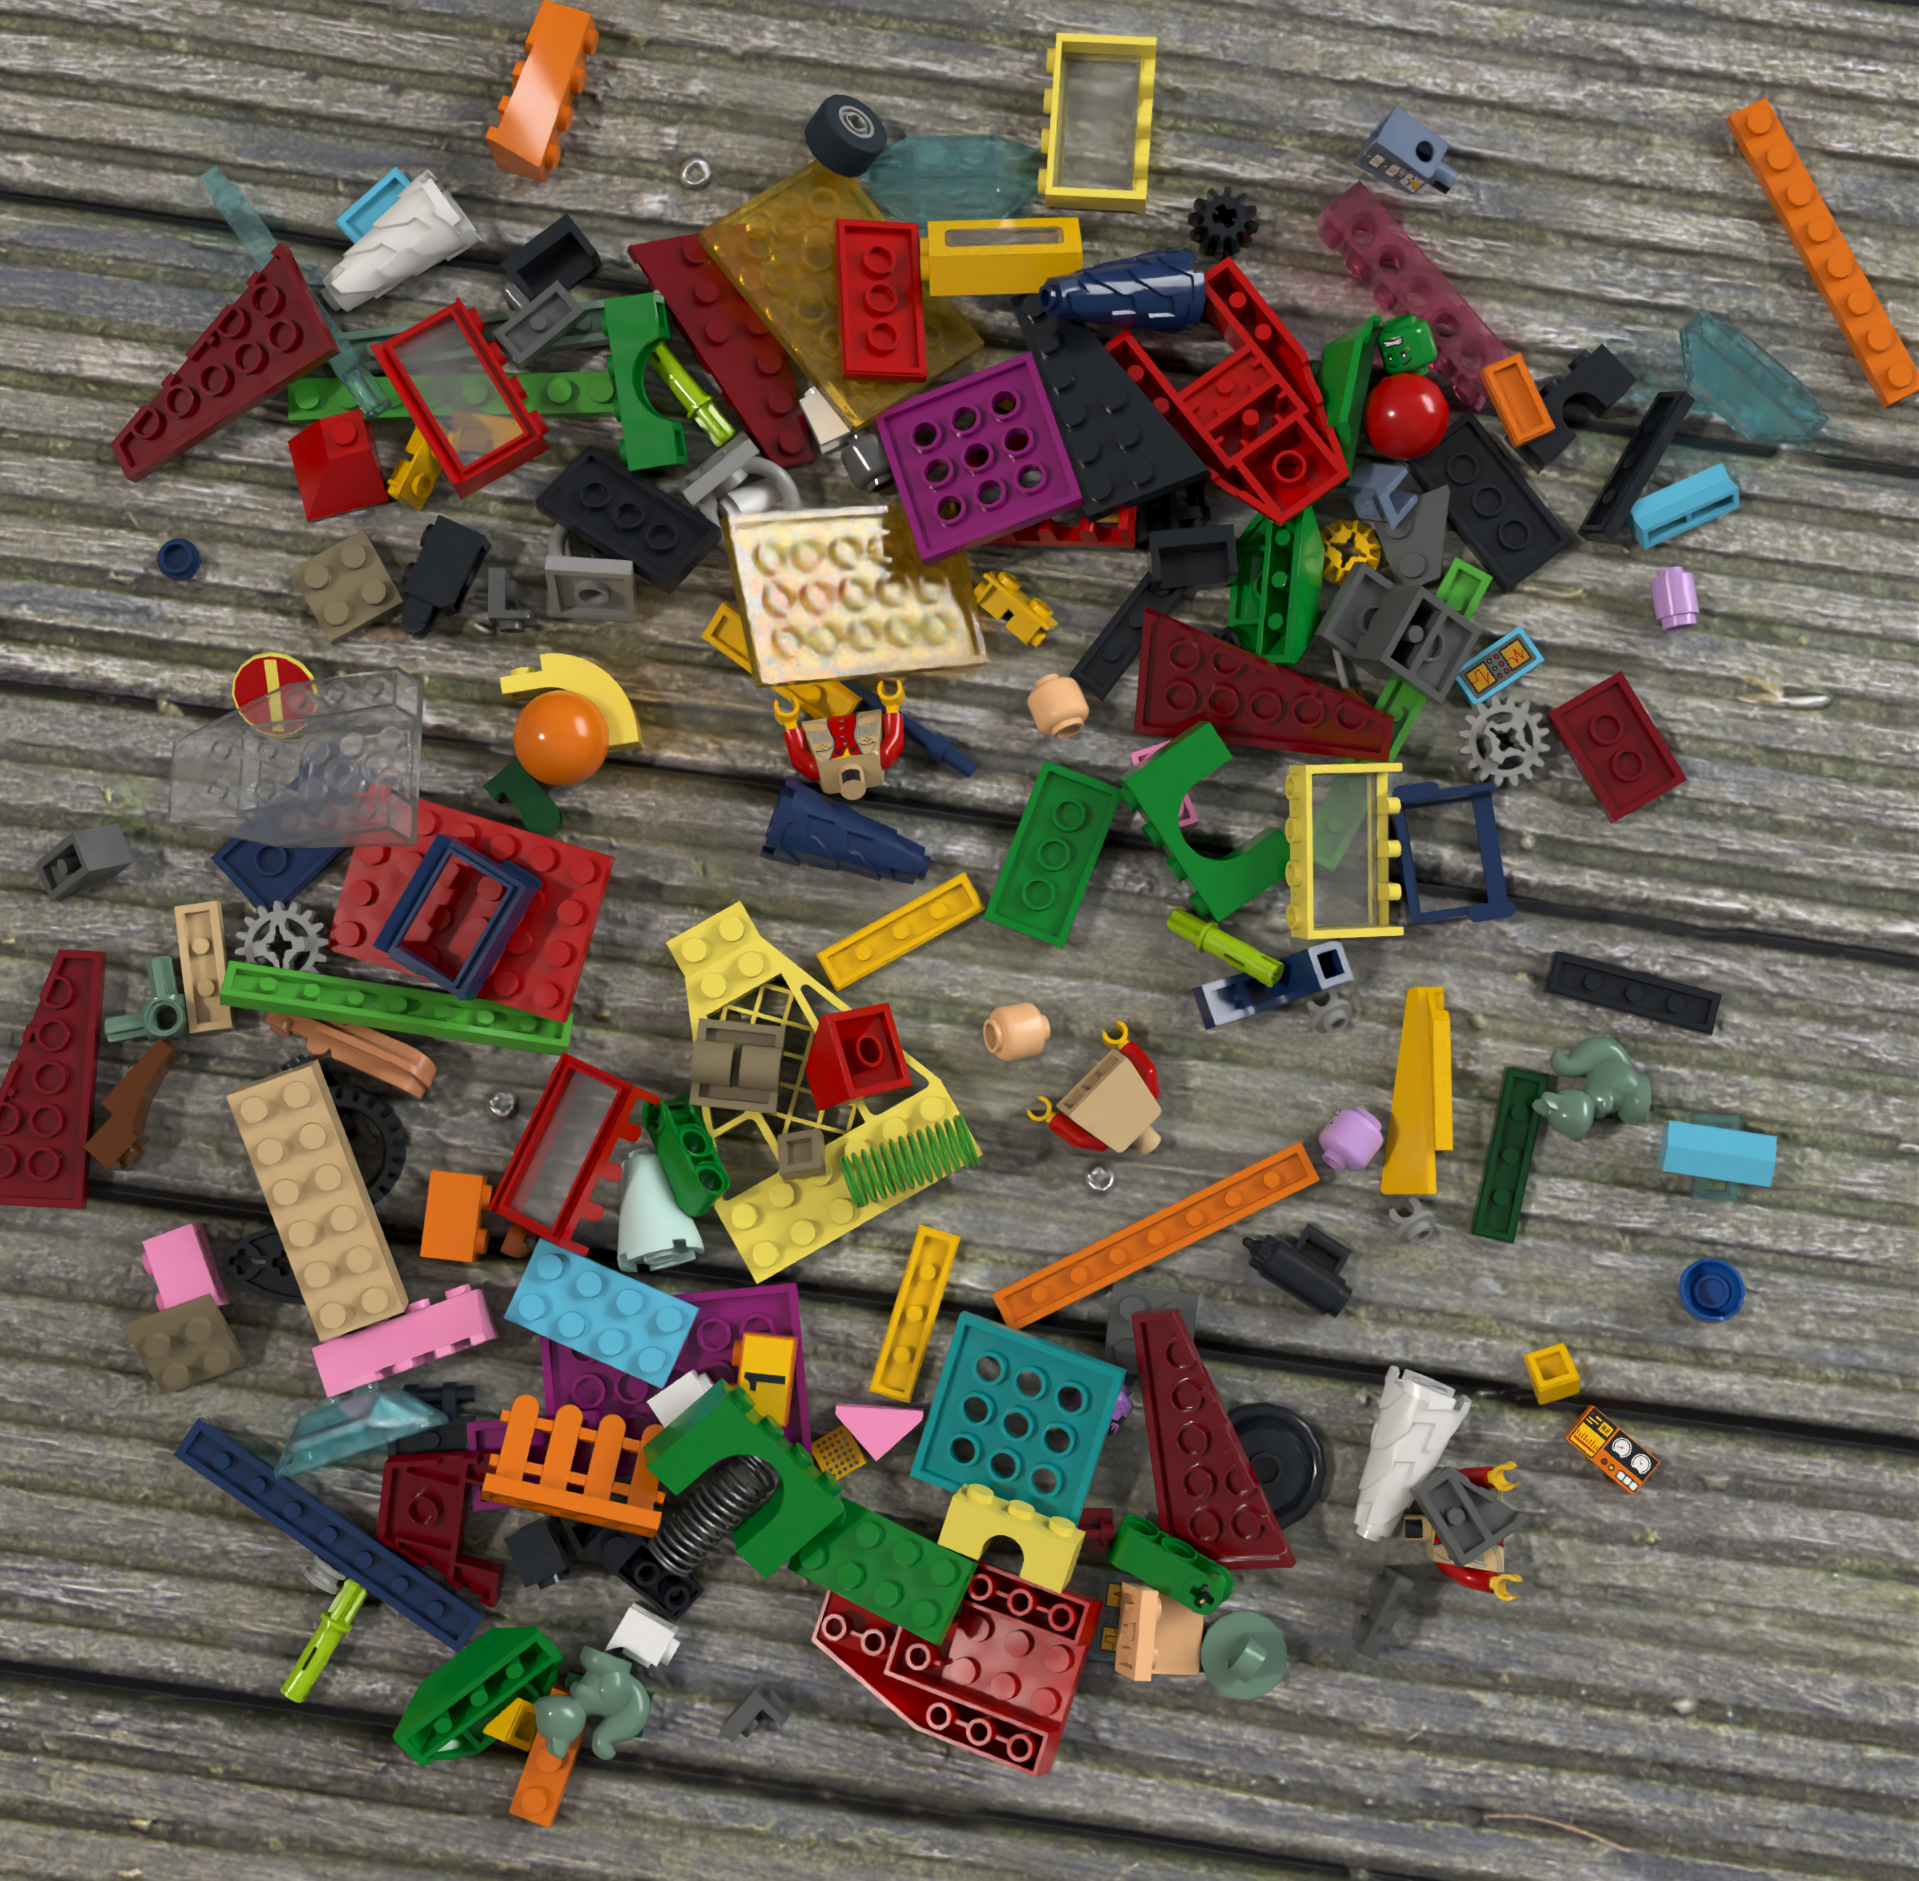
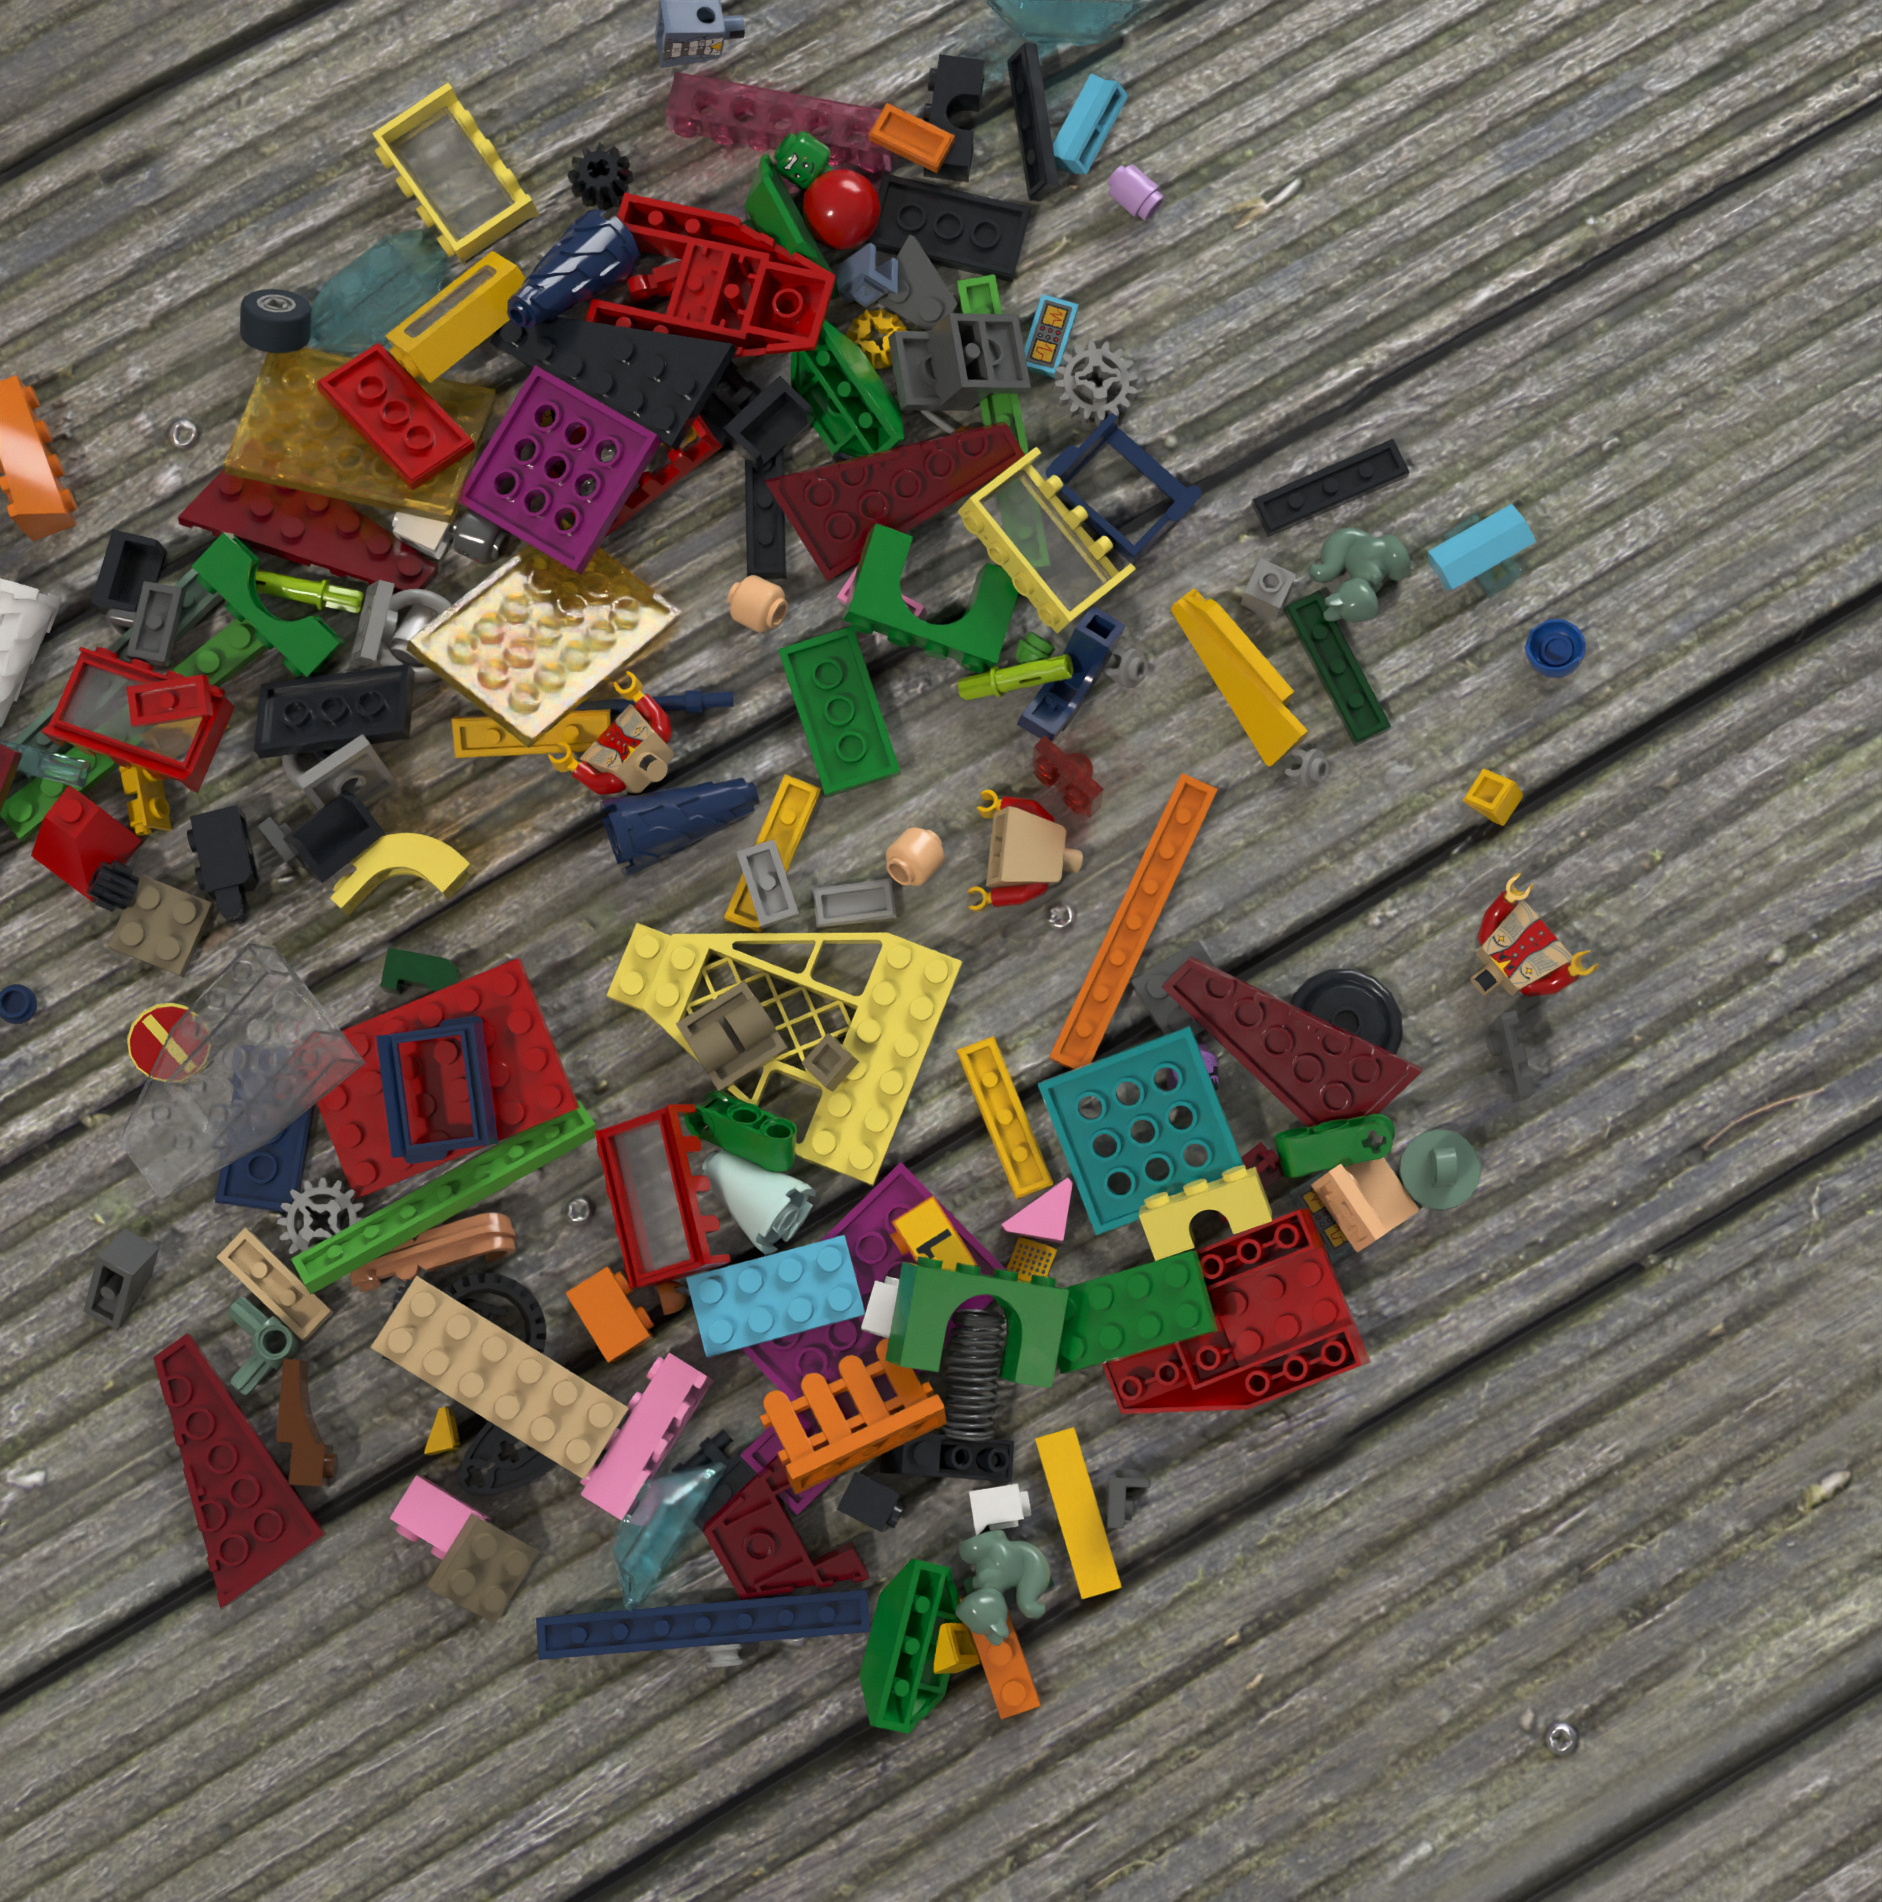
camera: 35 degrees left, 5 degrees down
(243, 1205) = (444, 1433): none -> yellow slope
(324, 1641) = (762, 1704): lime axle -> none
(331, 523) = (112, 886): none -> black gear
(492, 405) = (169, 701): none -> red plate
(542, 628) = (333, 836): none -> black panel
(561, 738) = (410, 906): orange piece -> none
(708, 1693) = (1078, 1513): none -> yellow tile
(855, 1057) = (813, 962): red slope -> none
(873, 957) = (768, 884): none -> light grey plate
(935, 1029) = (854, 904): none -> light grey tile
(964, 1146) = (941, 957): bright green piece -> none
(1029, 615) = (653, 558): yellow hinge -> none
(1194, 1052) = (1065, 773): none -> clear red plate
(1201, 356) = (660, 281): none -> red plate
(1261, 934) = (1033, 649): none -> bright green plate
(1299, 1273) = (1260, 866): black piece -> none
(1351, 1139) = (1216, 743): lavender head -> none
(1405, 1446) = (1432, 927): white cone -> none
(1465, 1515) = (1512, 937): dark grey wing -> none
(1504, 1042) = (1268, 590): none -> light grey brick
(1611, 1450) = (1578, 816): tile -> none
(1616, 747) = (1178, 325): dark red plate -> none

